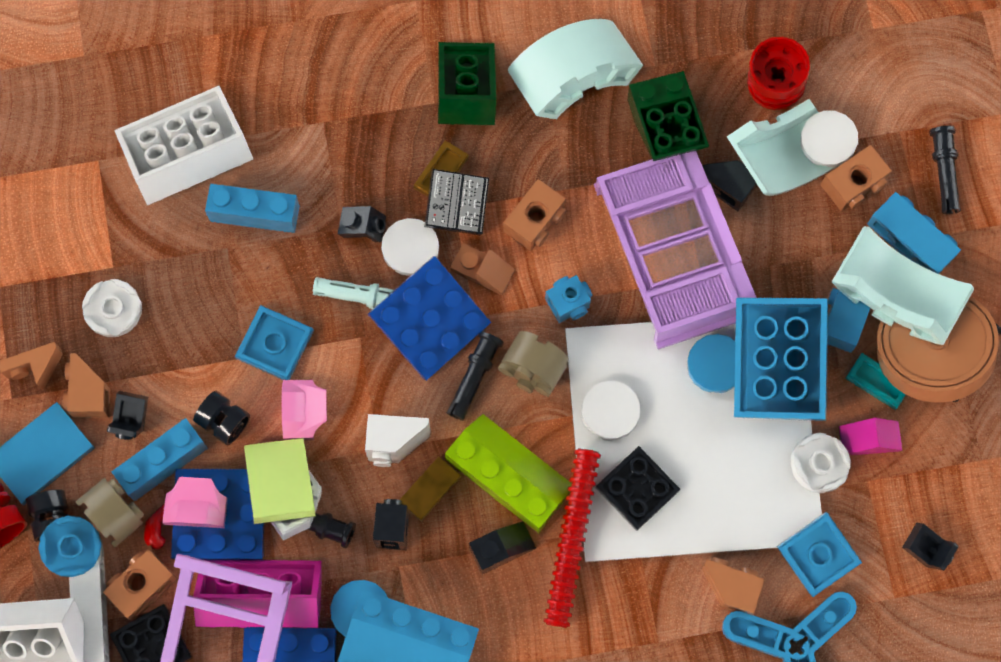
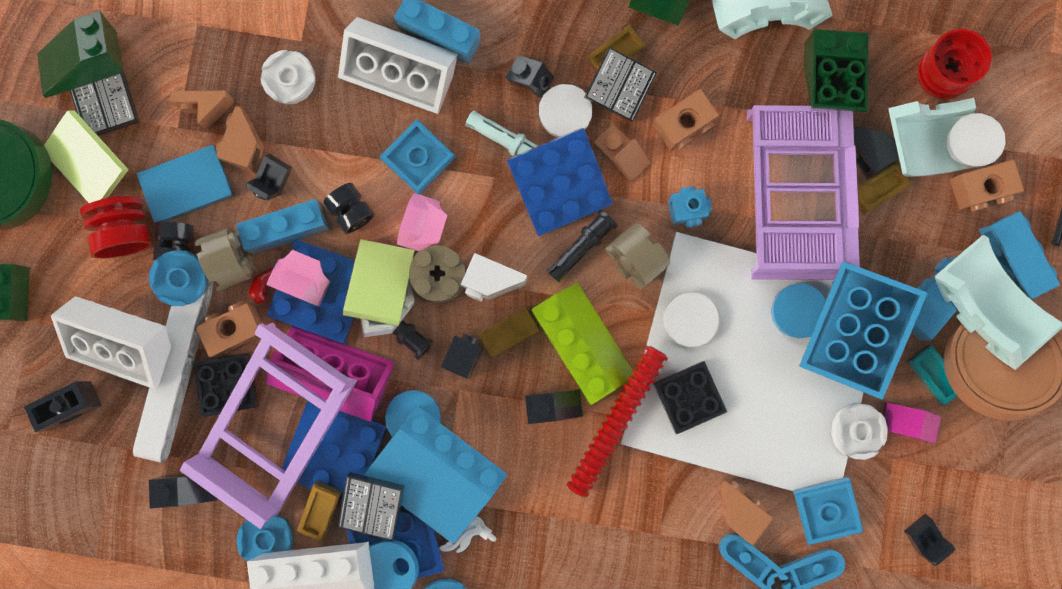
camera: 20 degrees right, 10 degrees up
(221, 258) = (396, 64): none -> white slope
(321, 449) = (426, 263): none -> dark tan brick
(754, 217) = (881, 187): none -> pearl gold tile

